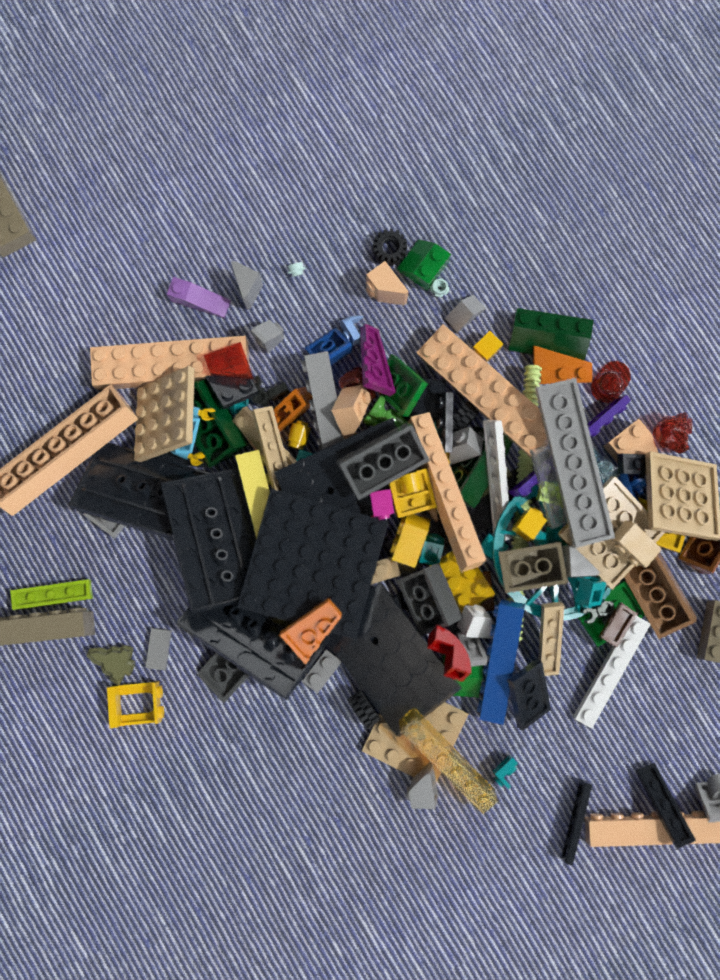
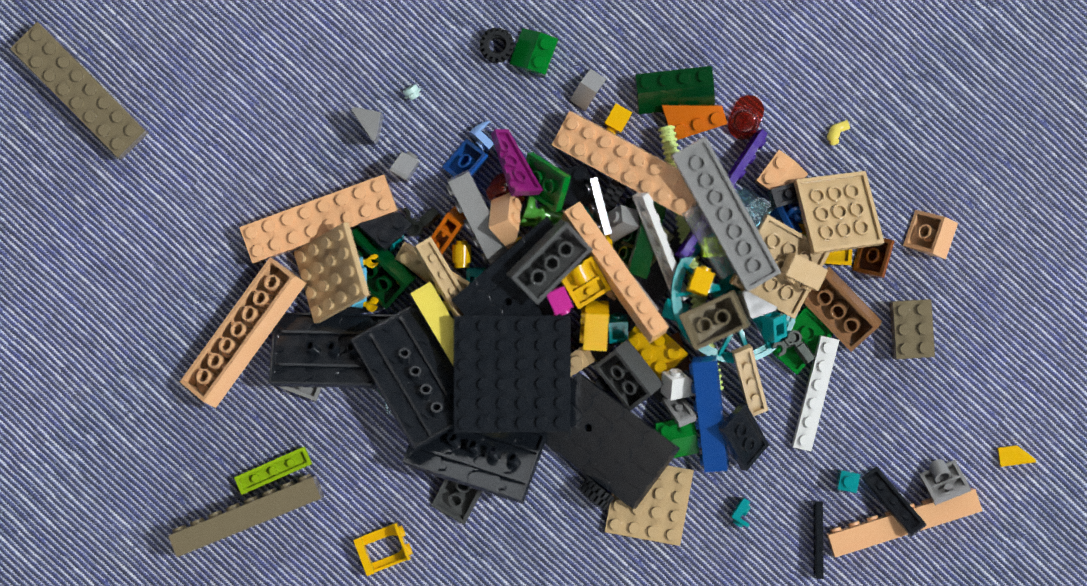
camera: 15 degrees left, 5 degrees up
(114, 662) = (350, 515): olive rock -> none
(158, 649) = (388, 492): light grey tile -> none
(197, 298) = (326, 148): medium lavender slope -> none
(229, 362) = (377, 205): clear red wing -> none
(310, 630) = (527, 433): orange wing -> none
(322, 671) = (547, 469): light grey plate -> none
(385, 285) = (503, 87): light nougat slope -> none
(423, 789) = (670, 549): light grey slope -> none
(439, 283) = (556, 76): light aqua plate -> none
(448, 760) = (685, 516): clear yellow brick -> none
(456, 660) = (667, 422): red brick -> none
(618, 625) = (808, 350): tile -> none
(622, 770) = (847, 481): none -> teal brick
(673, 432) = (816, 153): clear red helmet -> none
(699, 416) = (835, 130): none -> light yellow arm

